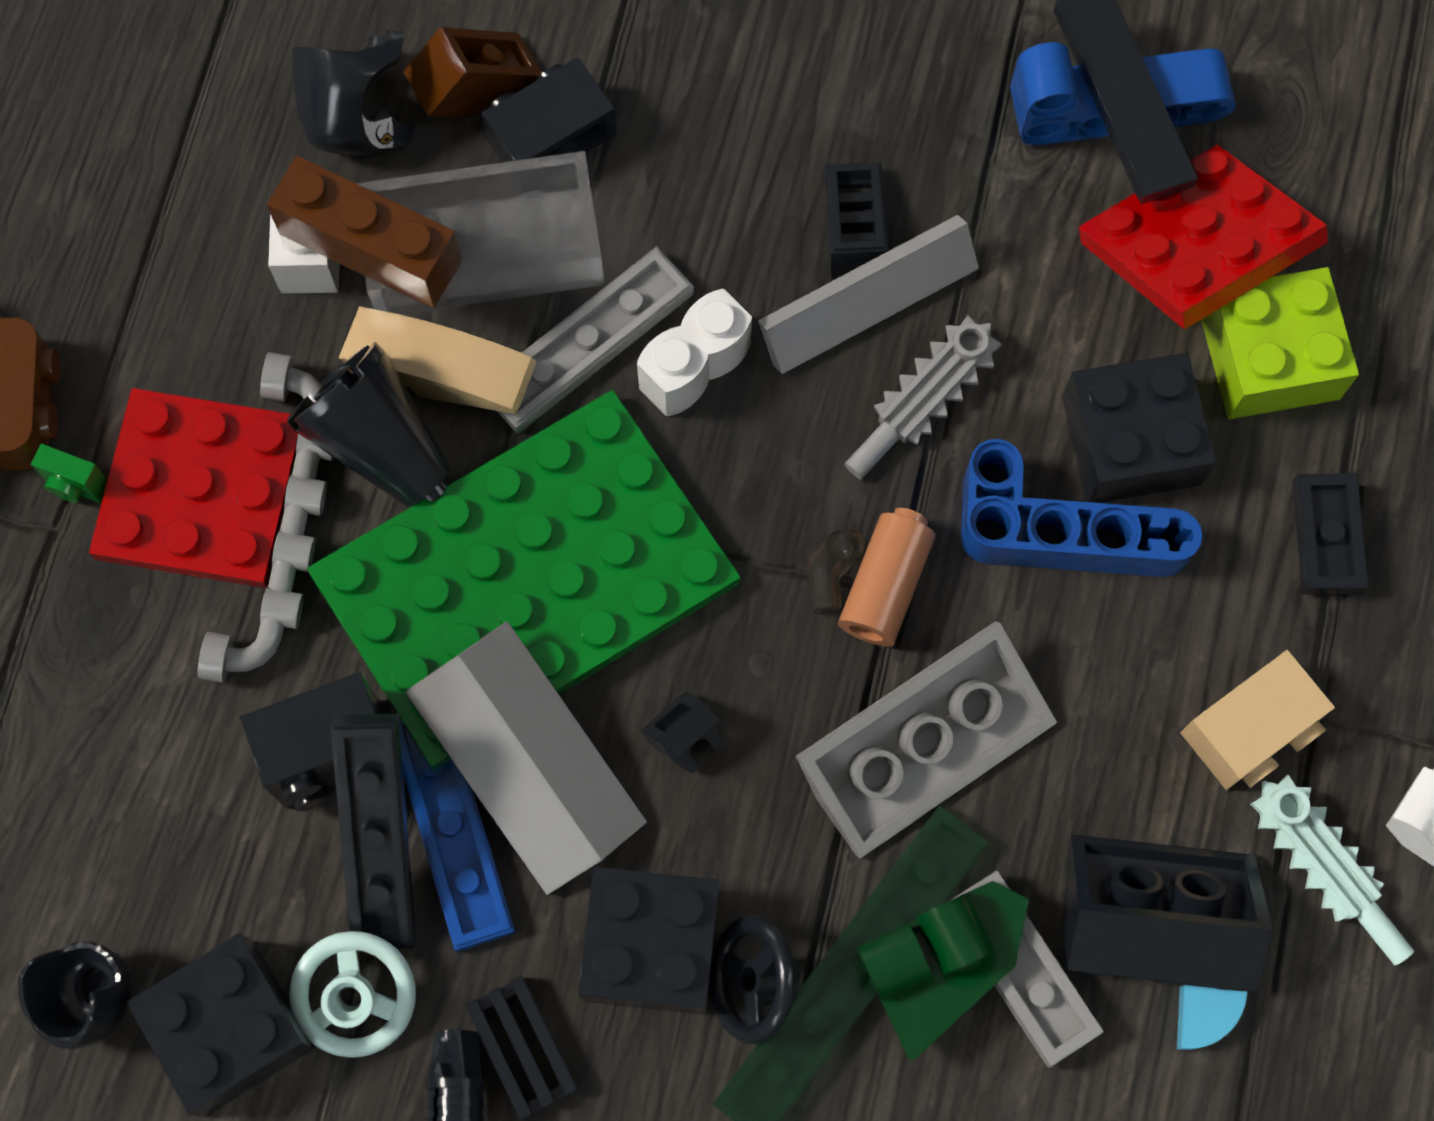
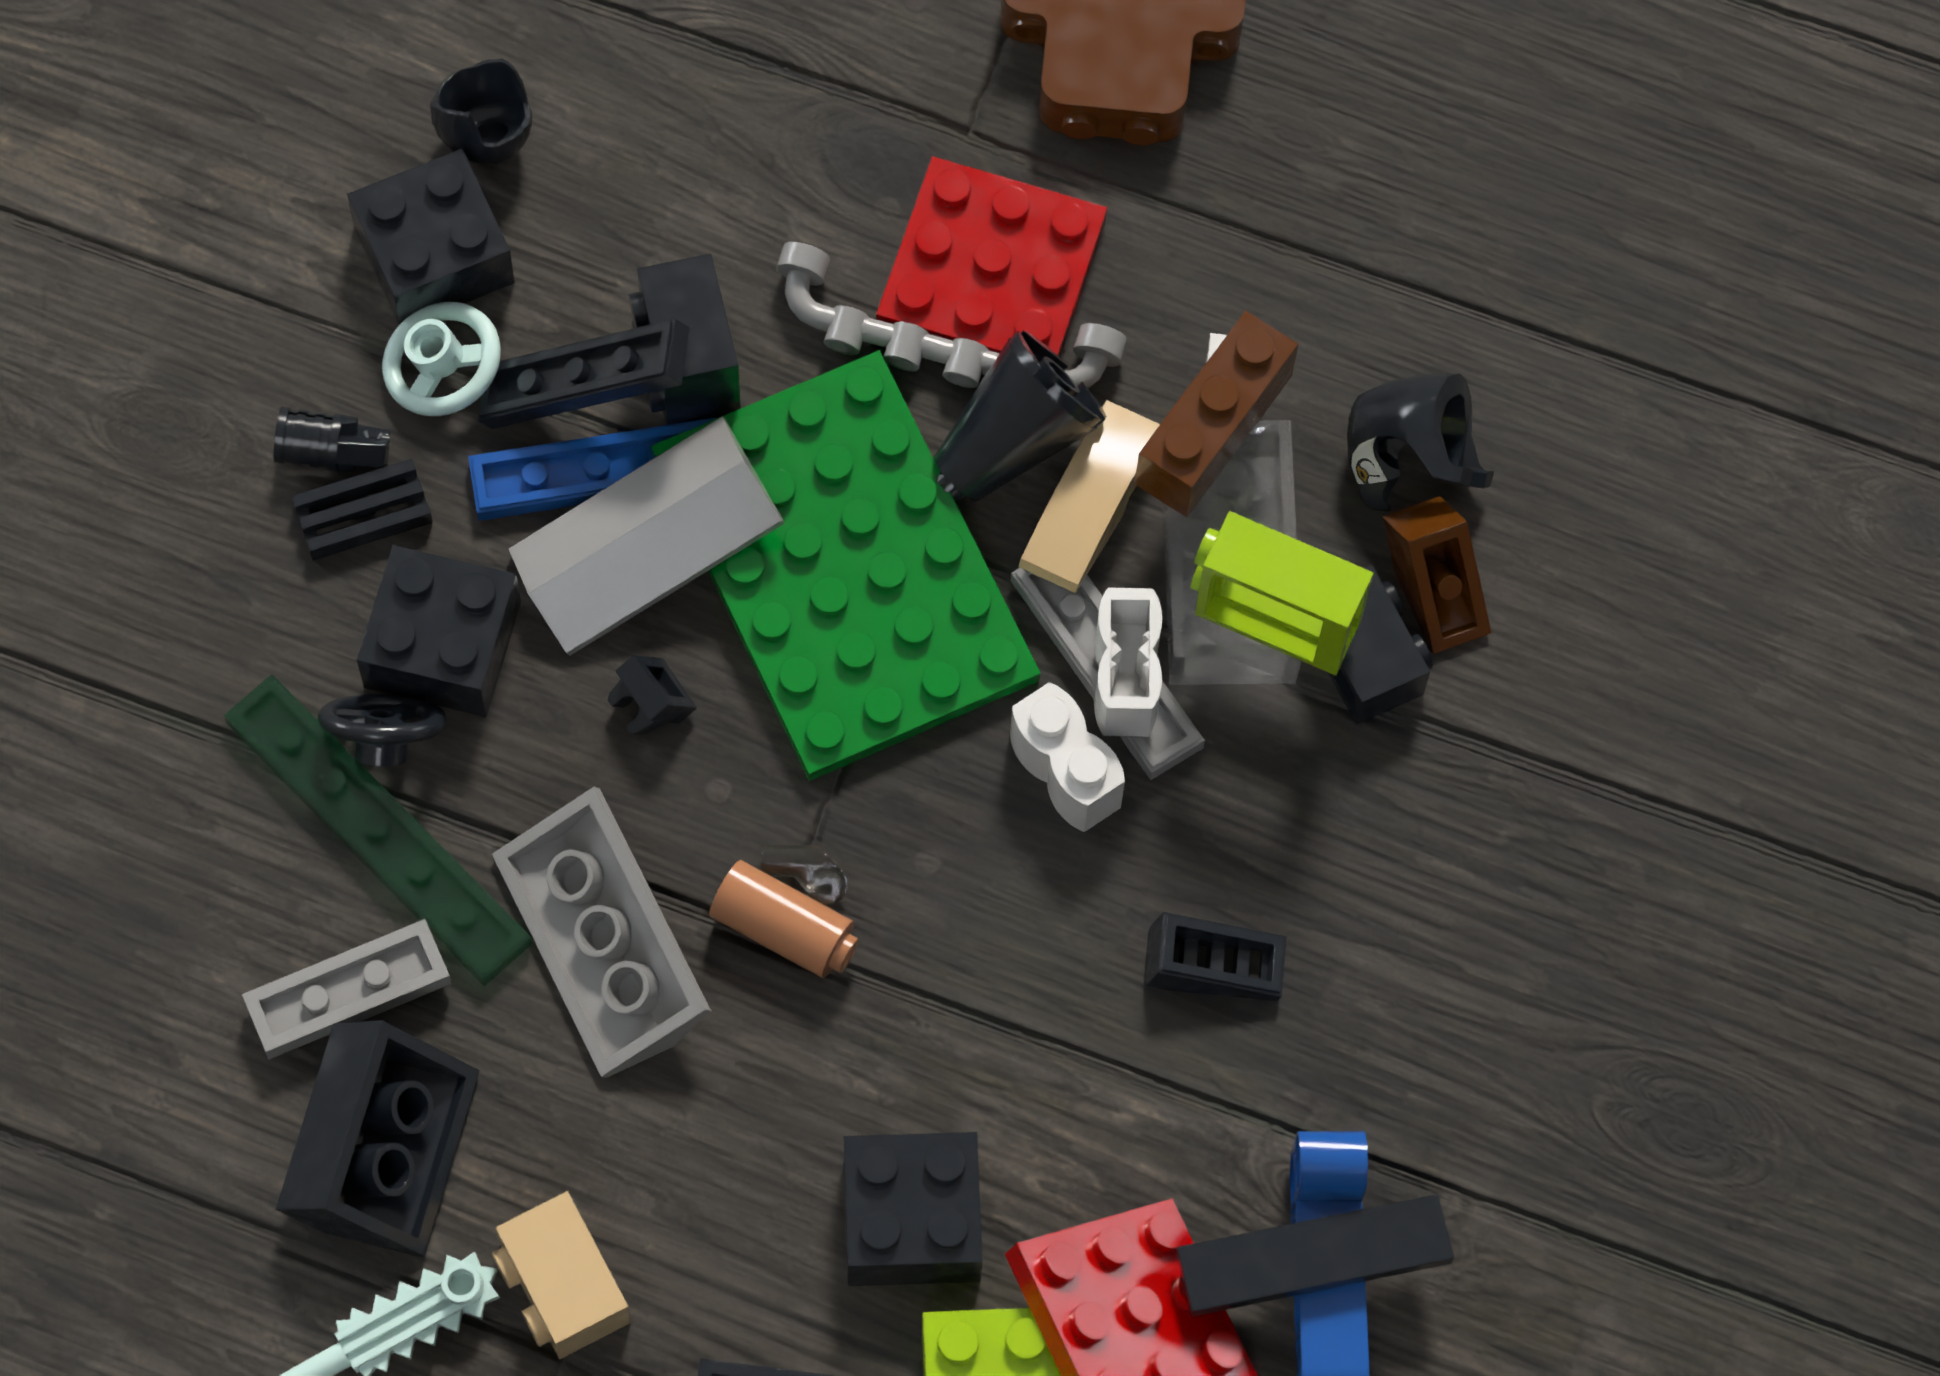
camera: 95 degrees right, 5 degrees down
(69, 475) = (1017, 140): green plate -> none
(546, 147) = (1280, 591): none -> lime window
(617, 297) = (1128, 662): none -> white brick
(869, 294) = (1115, 953): light grey tile -> none
(924, 395) = (990, 995): light grey piece -> none
(945, 961) = (365, 903): dark green panel -> none
(1074, 519) = (811, 1127): blue beam -> none
(1207, 1015) = (262, 1167): medium azure tile -> none

